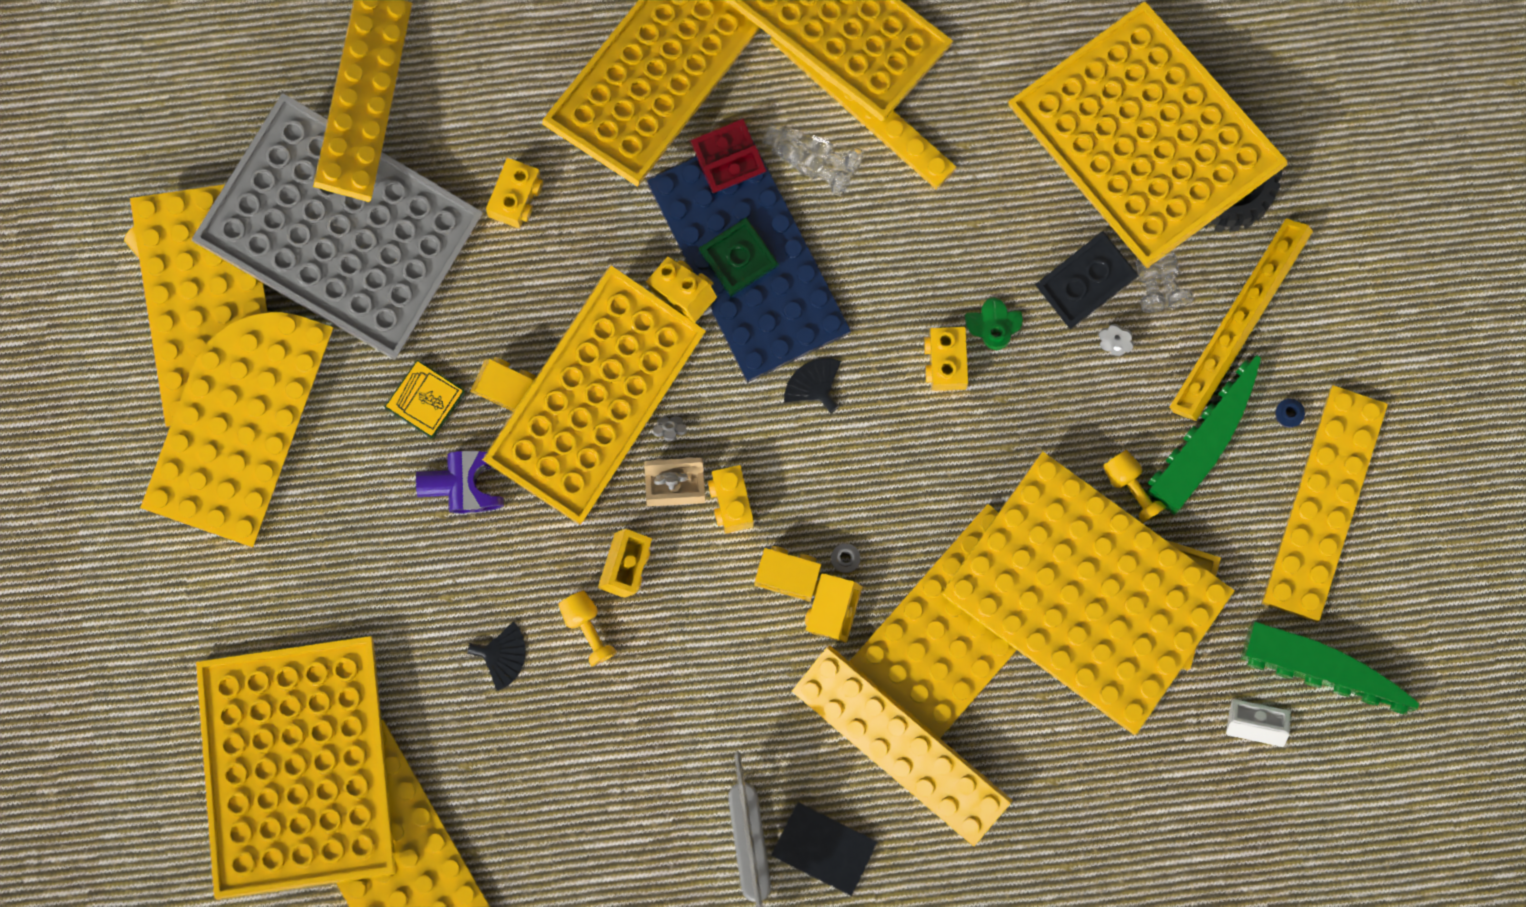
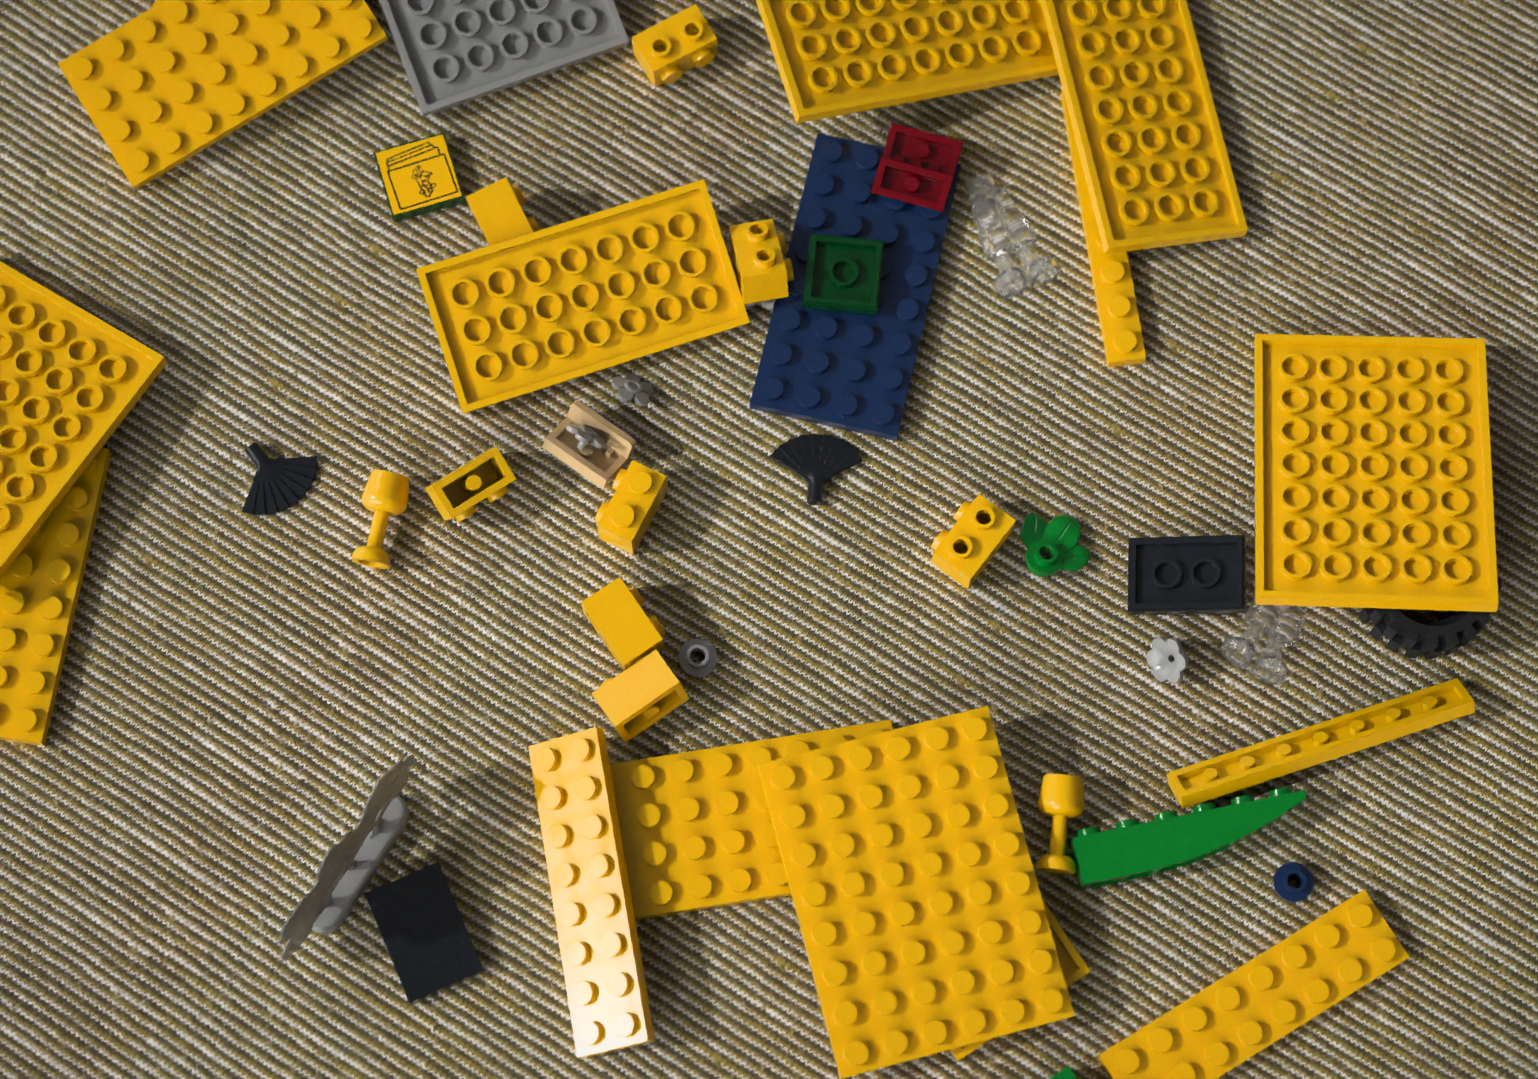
camera: 40 degrees right, 5 degrees down
(459, 484) = (378, 281): dark purple connector -> none

